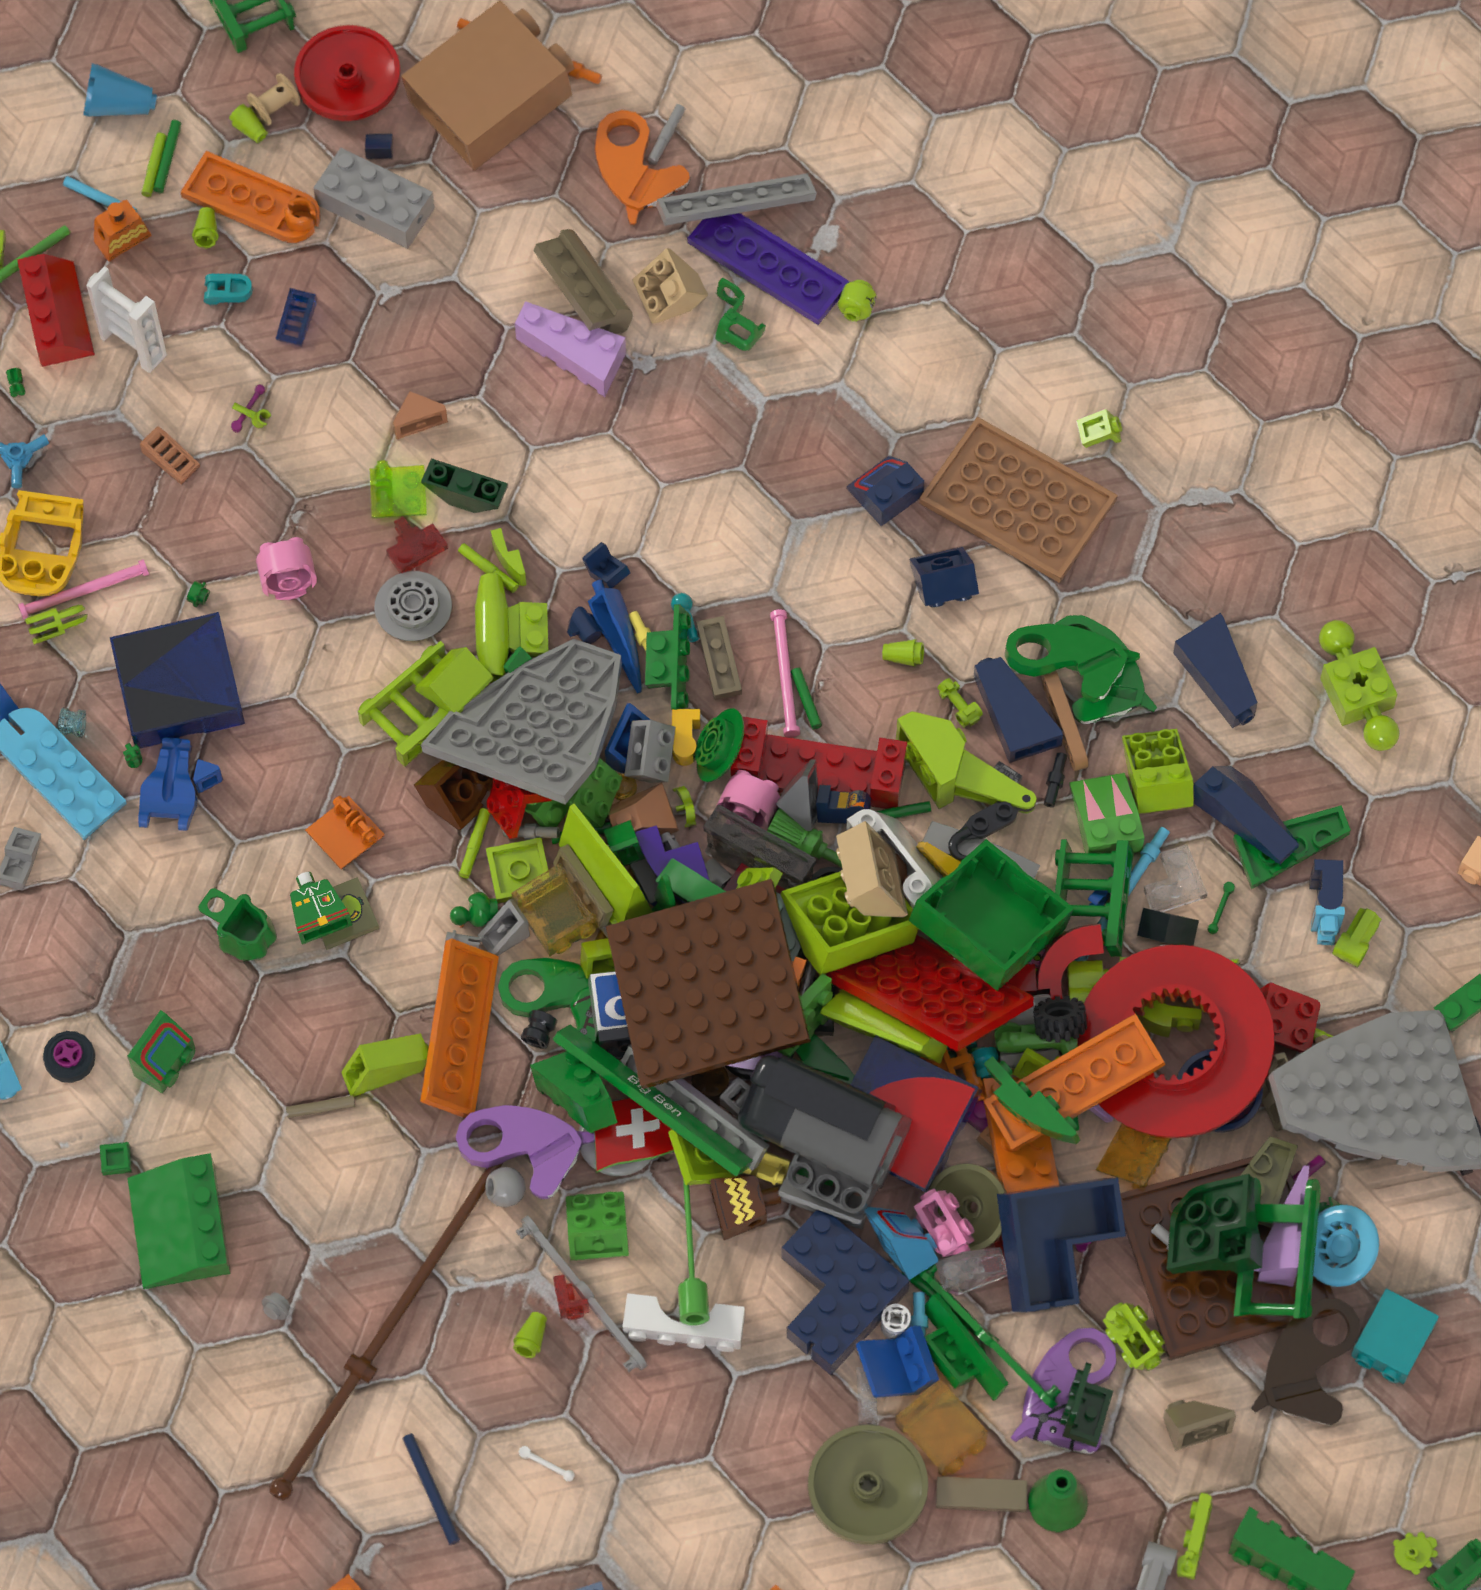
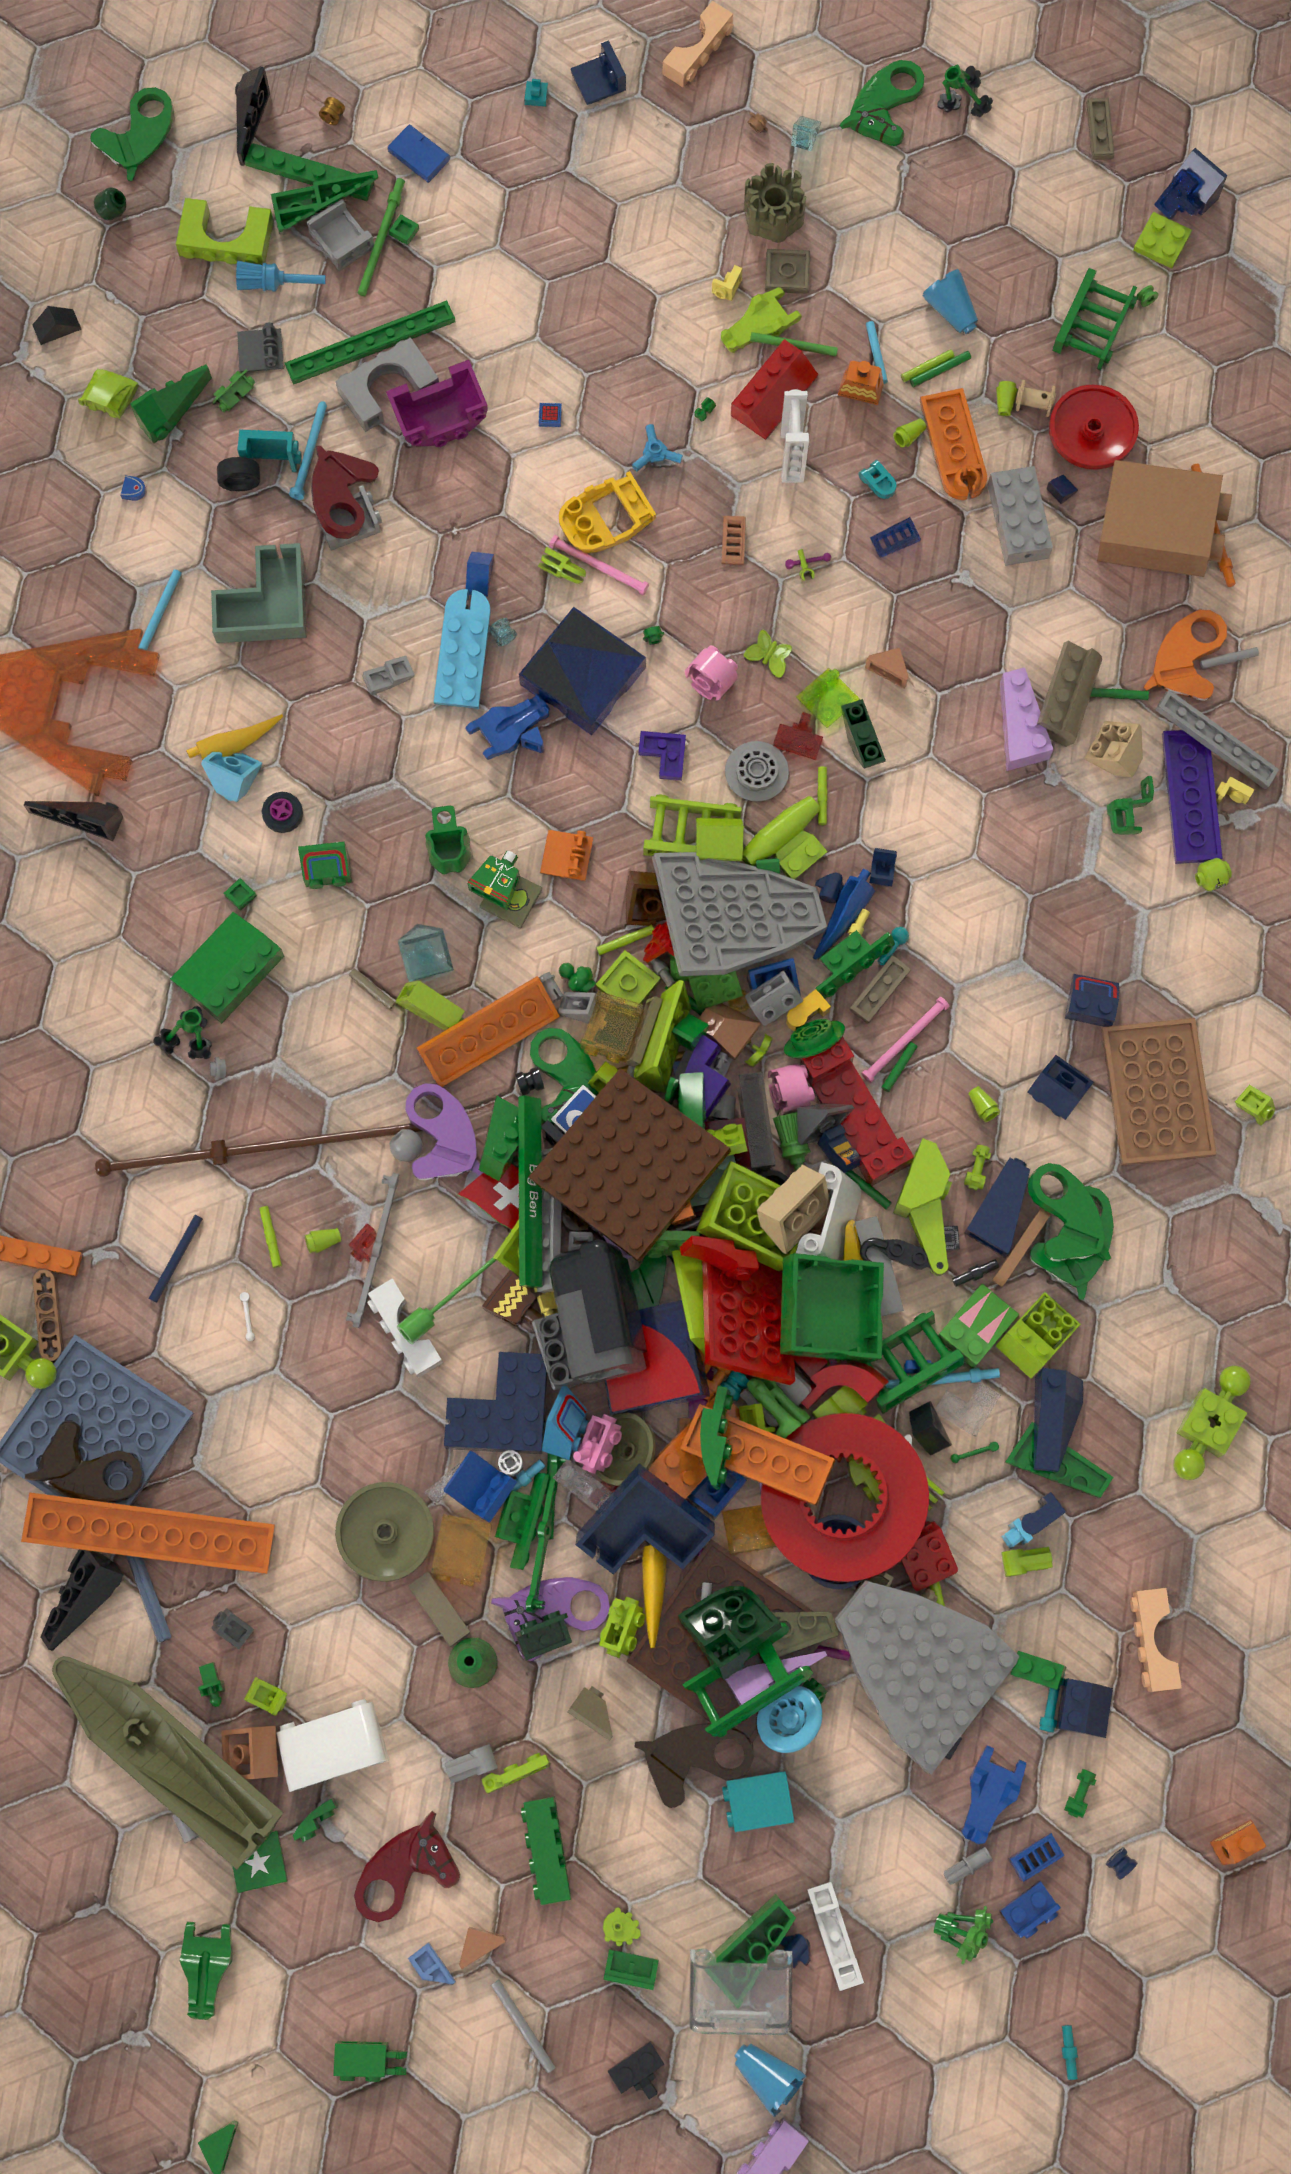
camera: 50 degrees right, 10 degrees up
(132, 756) = (511, 686): green piece -> none
(208, 1292) = (191, 1022): none -> plant
(307, 505) = (771, 651): none -> lime piece
(323, 663) = (669, 748): none -> dark purple plate
(329, 1028) = (425, 952): none -> clear light blue slope
(485, 1383) = (270, 1237): none -> lime piece
(509, 560) = (838, 806): lime slope -> none
(597, 1225) = (427, 1221): bright green bracket -> none
(620, 245) = (1120, 693): none -> green piece
(796, 221) = (1235, 789): none -> light yellow bracket
(864, 968) = (723, 1255): none -> red slope
(1060, 1019) = (803, 1402): black tyre -> none
(1079, 1160) = (713, 1500): none -> blue slope
(1114, 1278) = (653, 1589): none -> yellow piece
(1218, 670) = (1145, 1316): dark blue slope -> none

